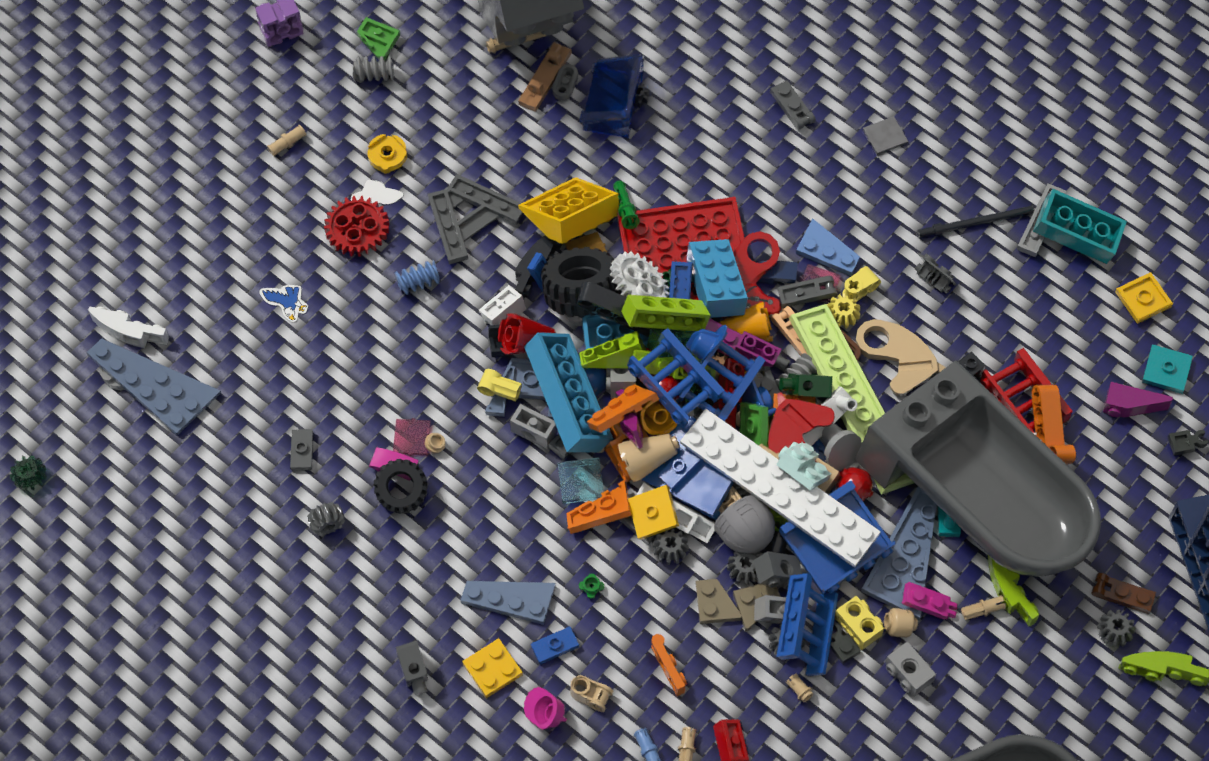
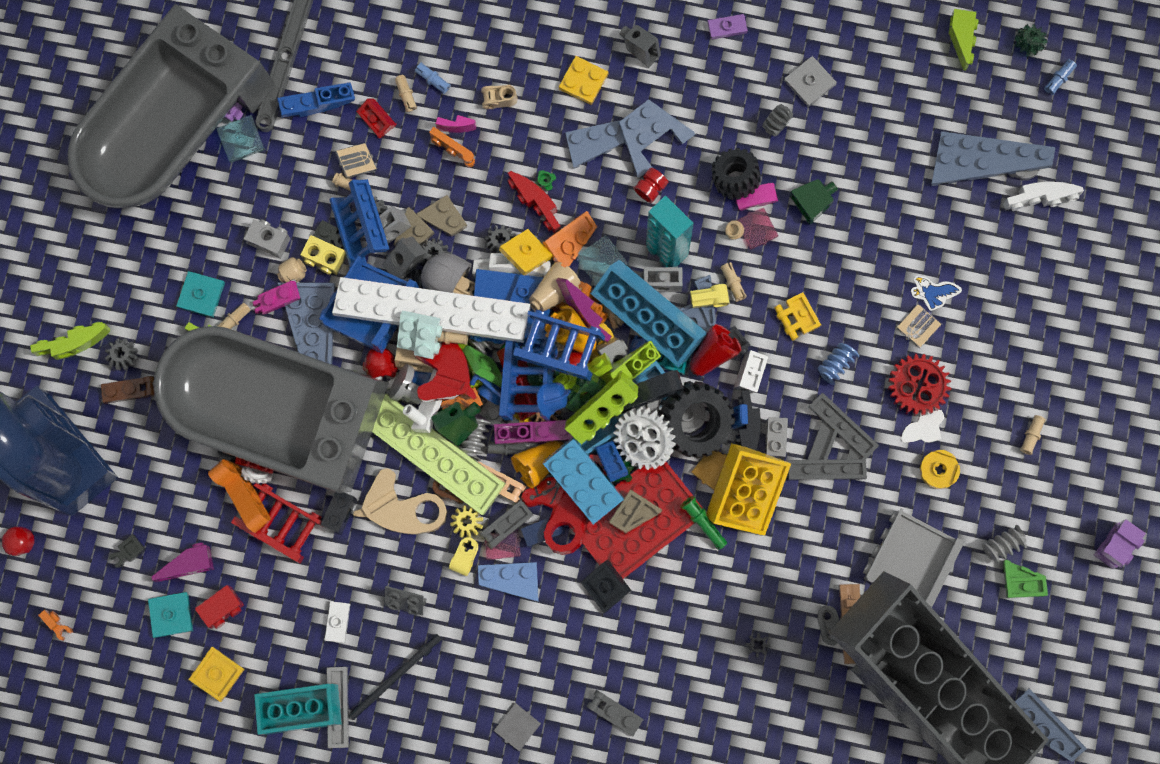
camera: 155 degrees right, 15 degrees up
(27, 425) = (1060, 77): none -> medium blue pin
(87, 513) = (961, 33): none -> lime slope
(266, 547) = (810, 81): none -> light grey plate
(301, 449) = (835, 171): dark grey plate -> none
(311, 646) = (727, 26): none -> medium lavender plate
(321, 278) = (919, 326): none -> piece
(340, 431) = (813, 199): none -> dark green torso
(420, 337) = (802, 313): none -> yellow plate
(458, 96) = (915, 555): none -> light grey panel
(460, 580) = (644, 127): none -> sand blue wing
(466, 396) = (733, 282): none -> tan pin
(489, 522) = (652, 183): none -> red wheel
(509, 433) = (668, 233): none -> teal brick
(515, 243) = (776, 437): none -> light grey brick
(544, 708) = (524, 64): dark pink piece -> none
(554, 645) = (547, 121): blue plate -> none
(613, 95) = (779, 632): clear blue windscreen -> none
(613, 571) = (533, 195): none -> red slope
(627, 402) = (593, 305): orange wing -> none
(646, 683) = (461, 125): none -> dark pink slope
(678, 239) = (633, 512): none -> dark tan wing
(744, 197) = (606, 586): none -> black plate
(776, 704) = (355, 160): none -> piece
(1006, 651) = (200, 294): none -> teal plate
(1008, 289) = (337, 622): none -> white plate
(1116, 347) = (220, 607): none -> red brick

